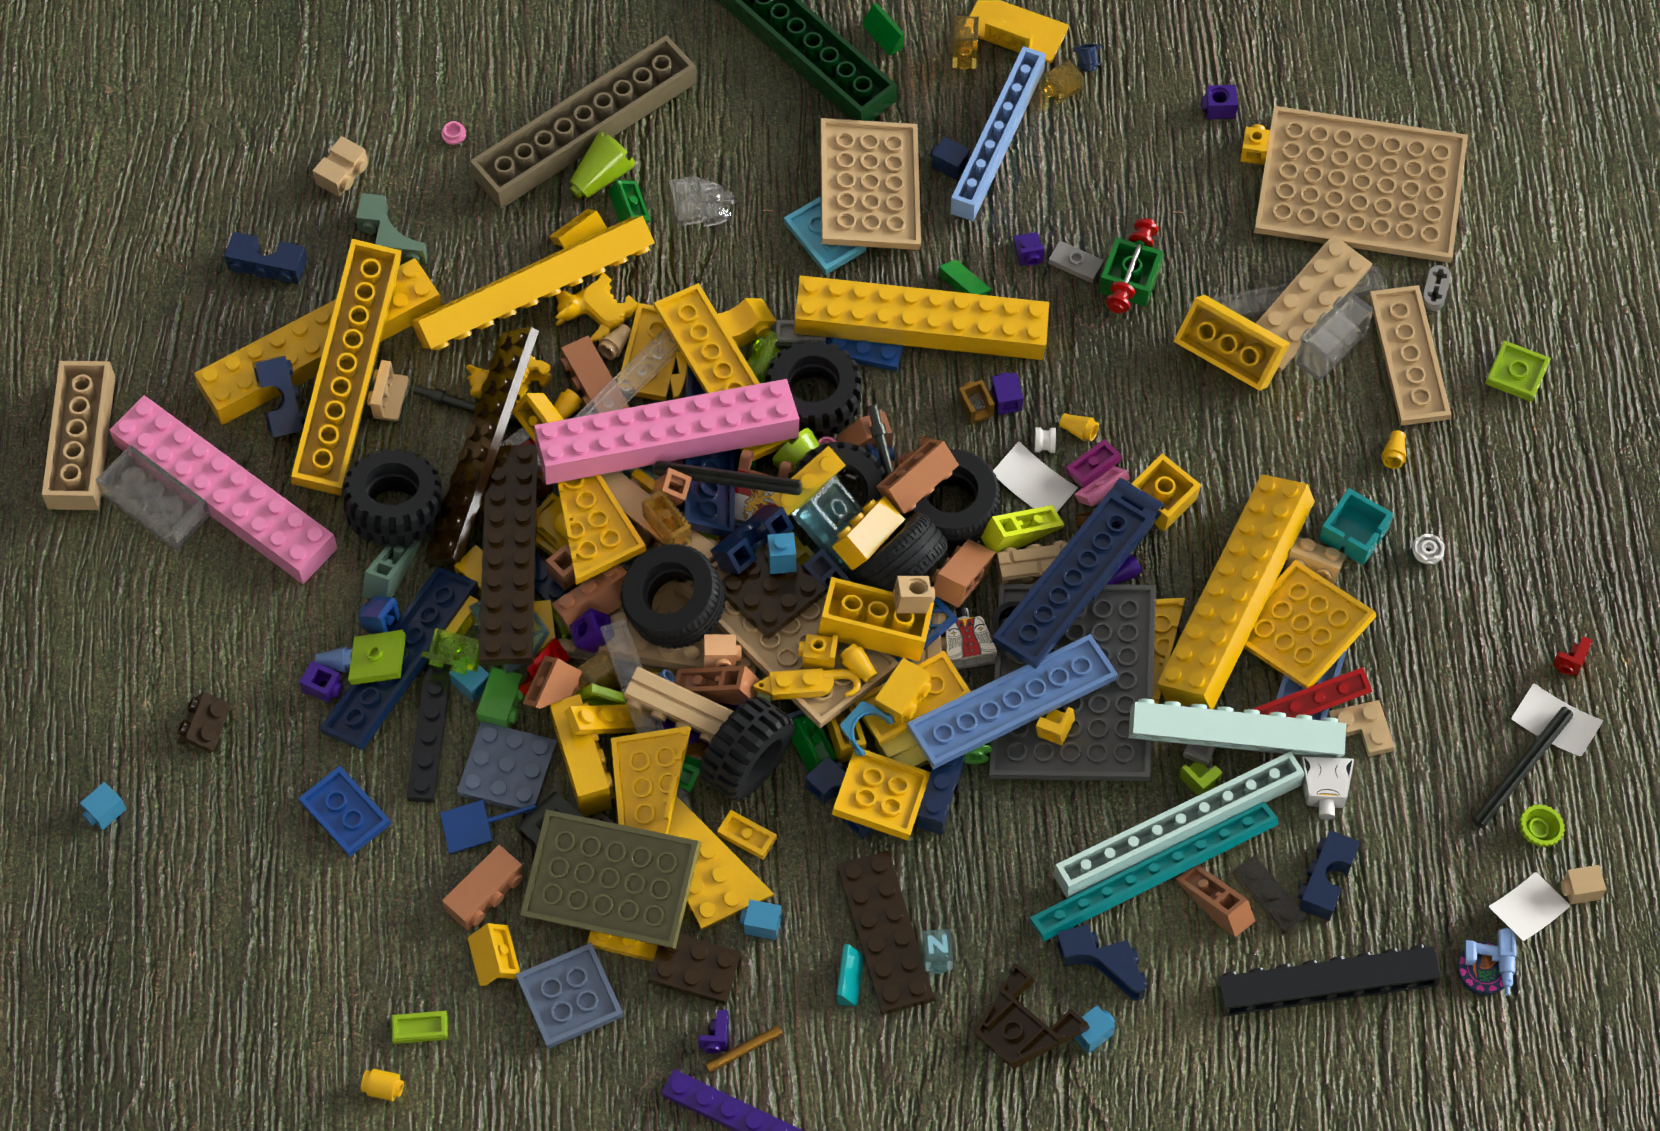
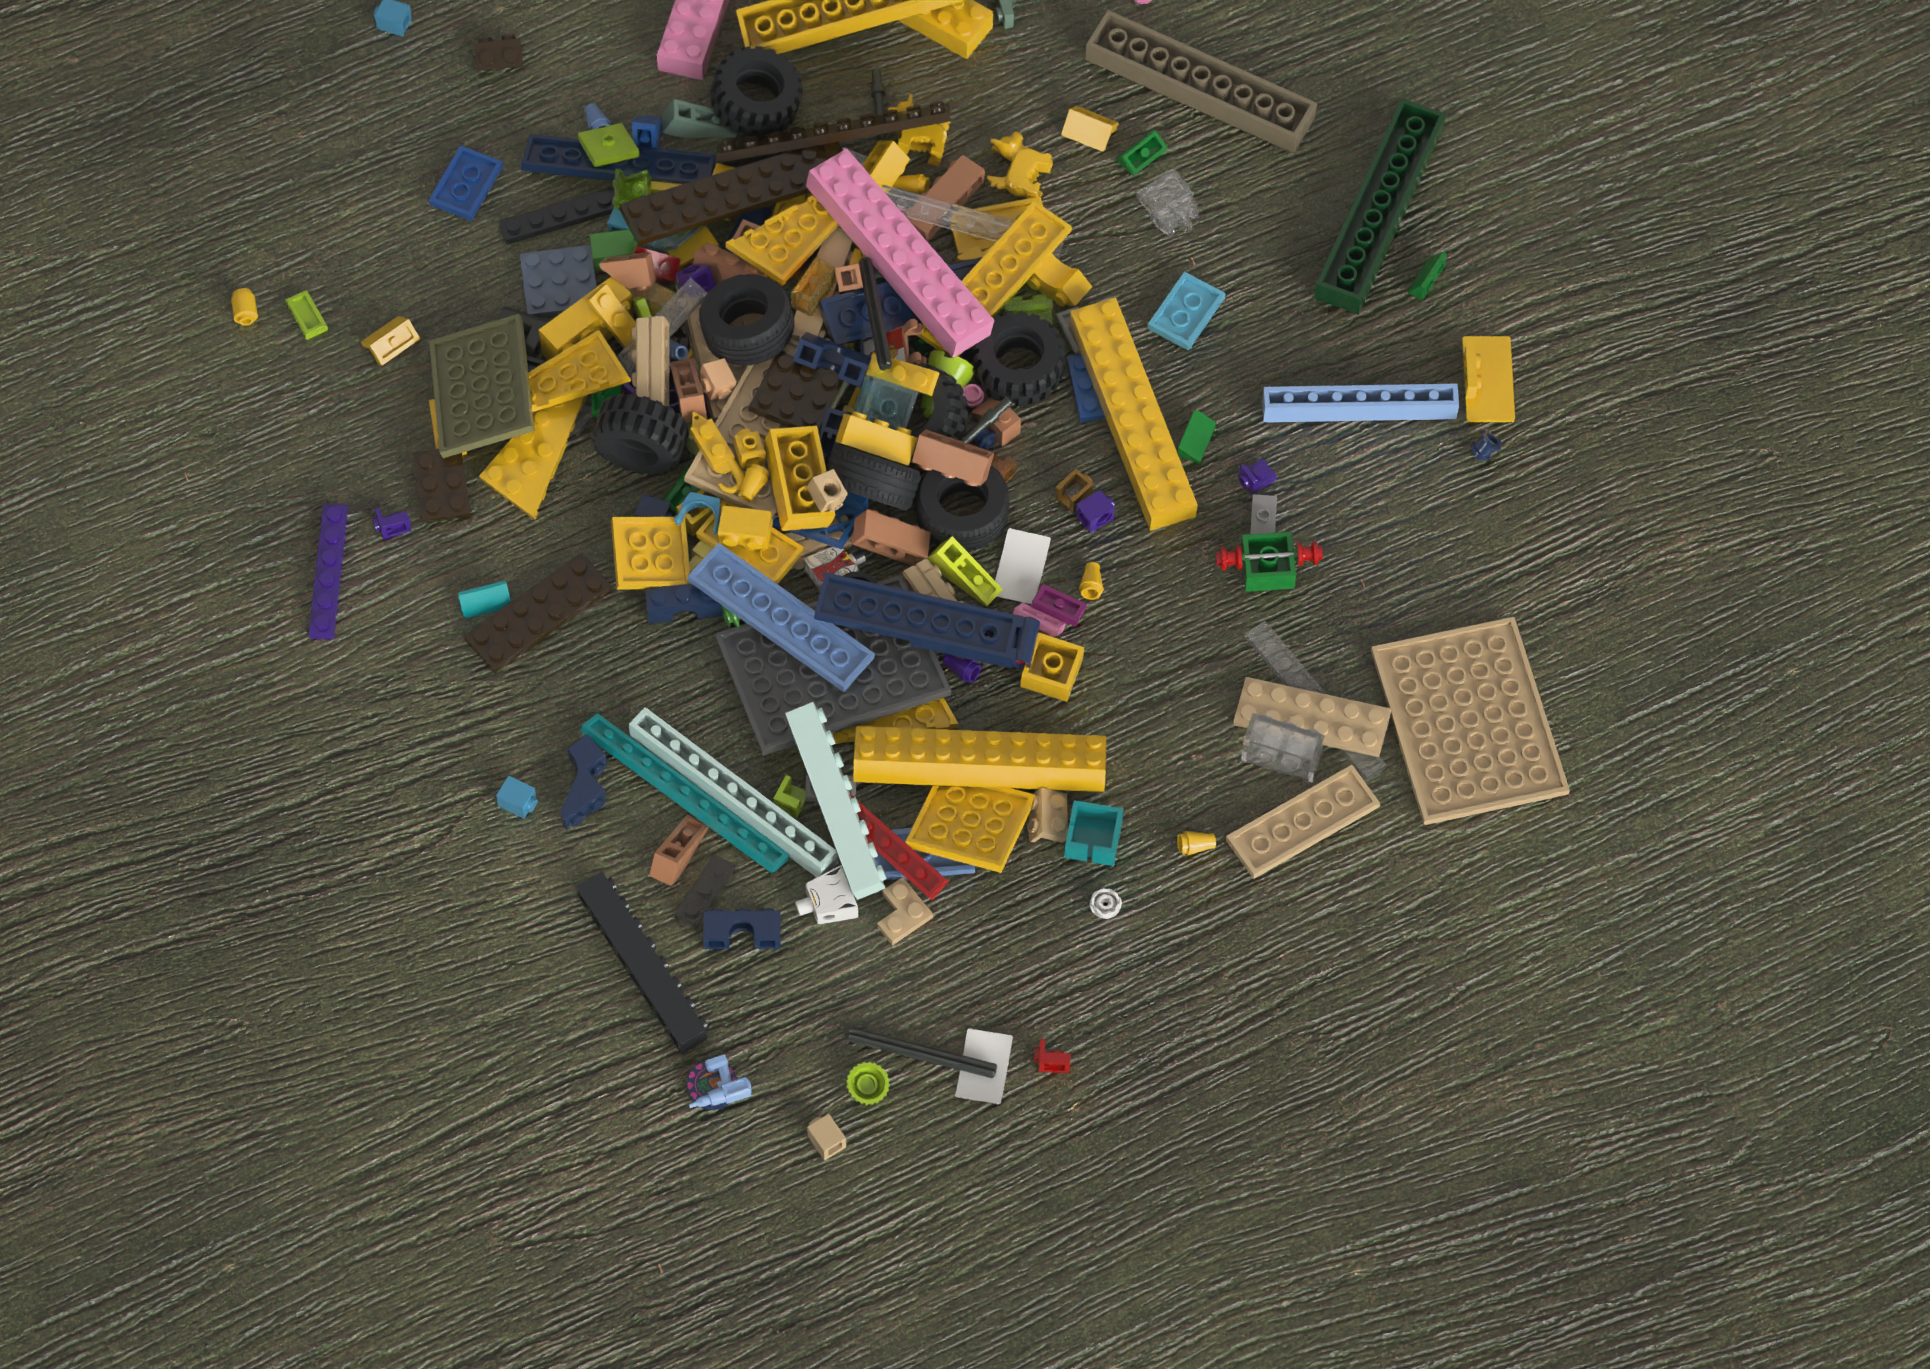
camera: 65 degrees right, 0 degrees up
(319, 675) = (570, 117): dark purple brick -> none
(388, 393) = (859, 49): tan bracket -> none
(469, 825) = (496, 275): blue piece -> none
(483, 888) = (442, 306): nougat brick -> none
(534, 281) = (1015, 107): yellow brick -> none
(569, 995) = (377, 406): sand blue plate -> none
(600, 166) = (1162, 112): lime cone -> none
(613, 343) = (993, 195): tan cone -> none
(743, 1048) = (388, 549): pearl gold bar -> none
(746, 834) = (577, 476): yellow plate -> none
(761, 919) = (505, 516): dark azure brick -> none
(781, 553) = (825, 382): dark azure brick -> none
(869, 184) = (1253, 323): tan plate -> none
(937, 951) = (535, 655): clear light blue brick -> none
(950, 157) = (1317, 372): dark blue brick -> none
(965, 42) = (1441, 339): clear yellow brick -> none
(1015, 1031) = (488, 736): dark brown wing -> none
(1045, 440) = (1063, 558): white wheel -> none
(1055, 726) = (777, 663): yellow panel -> none
(1063, 81) = (1447, 436): clear yellow brick -> none
(1220, 93) = (1495, 581): dark purple brick -> none
(1231, 342) = (1231, 665): yellow brick -> none
(1255, 141) = (1458, 615): yellow brick -> none
(1441, 288) = (1388, 821): light grey beam -> none
(1518, 371) = (1332, 917): lime plate -> none
(1530, 906) = (783, 1098): white sticker -> none

